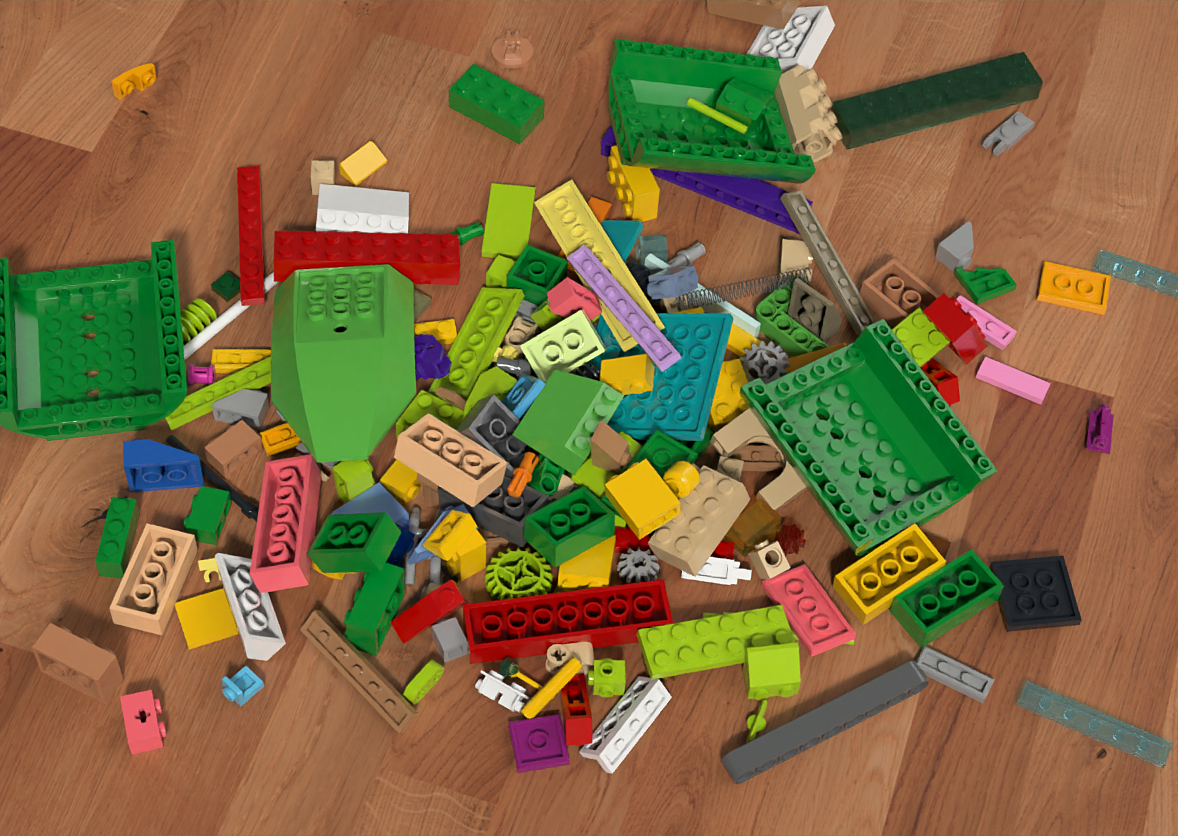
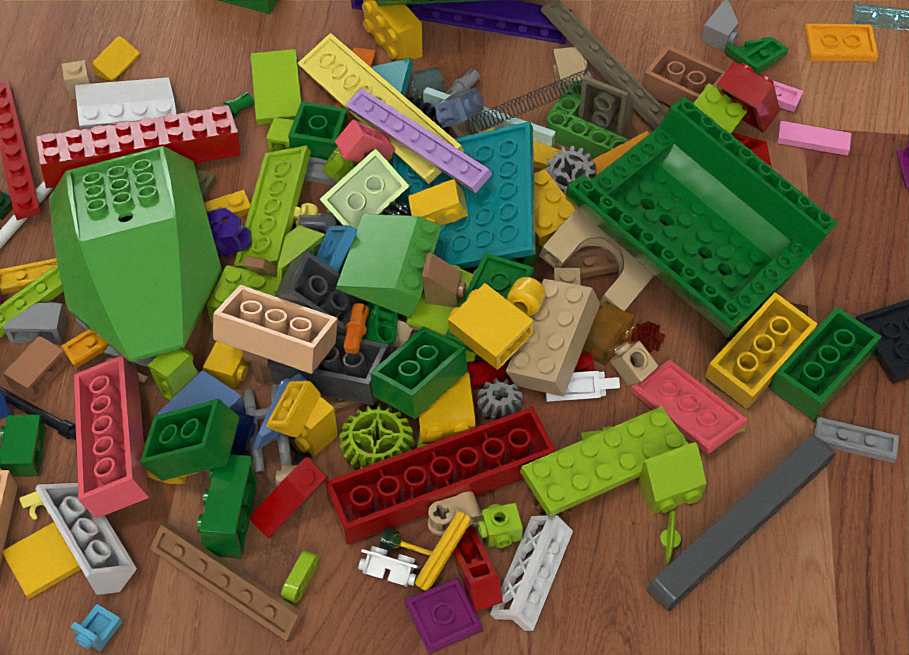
camera: 10 degrees left, 0 degrees up
(449, 639) = (318, 522): light grey brick -> none
(521, 333) = (315, 189): tan piece -> none

